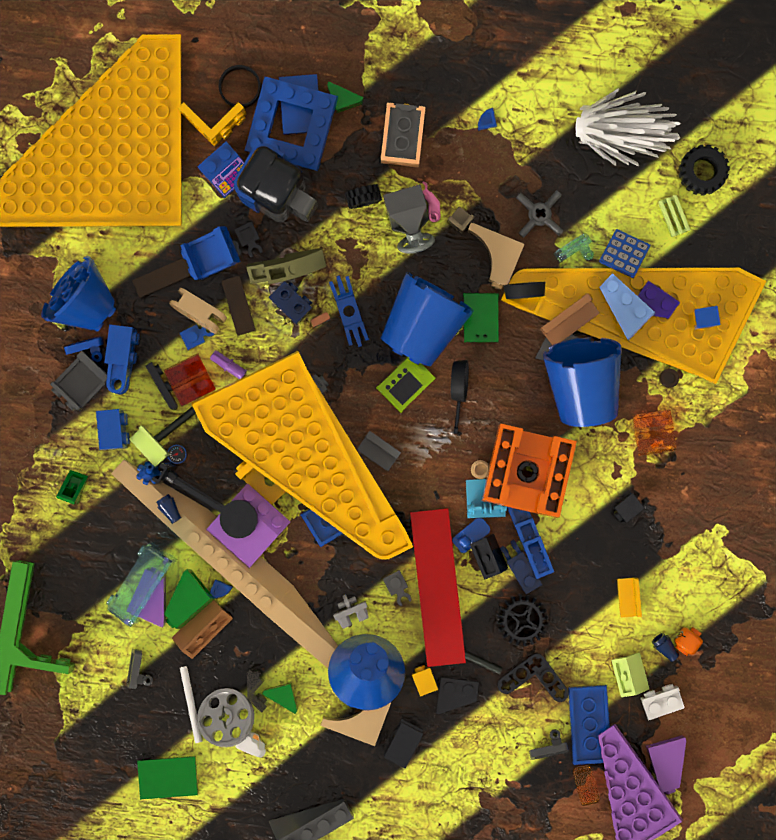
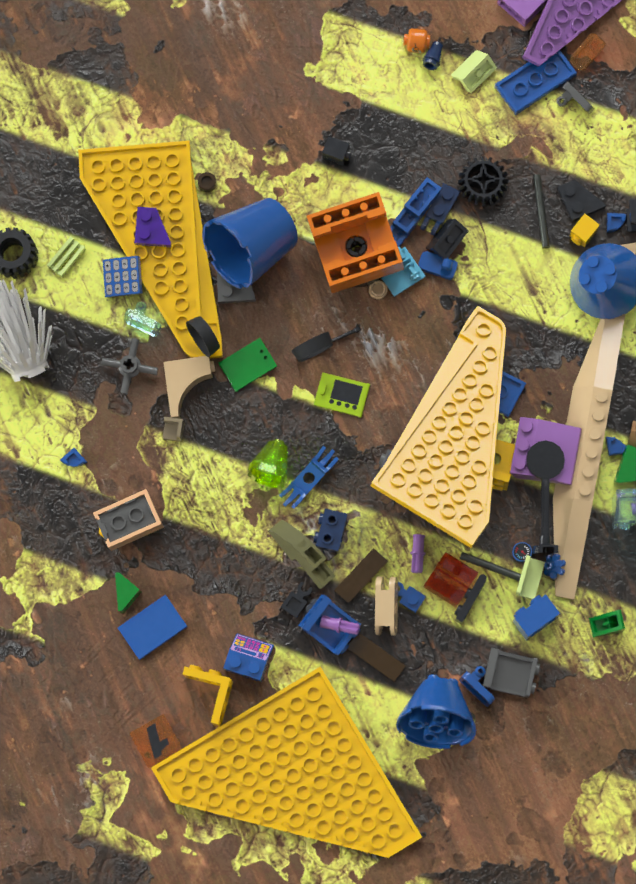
camera: 110 degrees left, 10 degrees down
(120, 356) = (467, 648): blue brick -> none
(168, 508) = (572, 527): dark blue cone -> none
(202, 52) = (155, 741): none -> clear orange tile
(204, 260) = (339, 625): none -> medium lavender axle
(235, 67) = (151, 677): black tyre -> none
(273, 185) = (238, 597): black piece -> none
(321, 319) = (331, 497): nougat tile -> none
(323, 109) = (151, 651): blue plate -> none
(359, 609) = (557, 319): light grey hips -> none
(363, 196) = (202, 521): black tyre -> none
(378, 284) = (270, 465): none -> clear neon green cone
(378, 451) = (413, 382): dark grey panel -> none
(396, 584) = (518, 302): dark grey plate -> none
(408, 215) = (196, 474): dark grey piece -> none
(417, 713) = (615, 221): none -> blue tile
(423, 320) = (279, 404): blue cone -> none
(433, 204) = (173, 460): bright pink arm -> none
(437, 587) = (499, 265): red slope -> none
(539, 672) = (517, 144): black beam -> none
(570, 320) = (206, 287): medium nougat panel -> none
(626, 306) = (166, 248): light blue wing -> none
(629, 597) = (409, 107): yellow panel -> none
(654, 432) = (260, 167): clear orange slope -> none
(662, 702) = (480, 33): white bracket -> none
(707, 317) = (137, 176): blue panel -> none

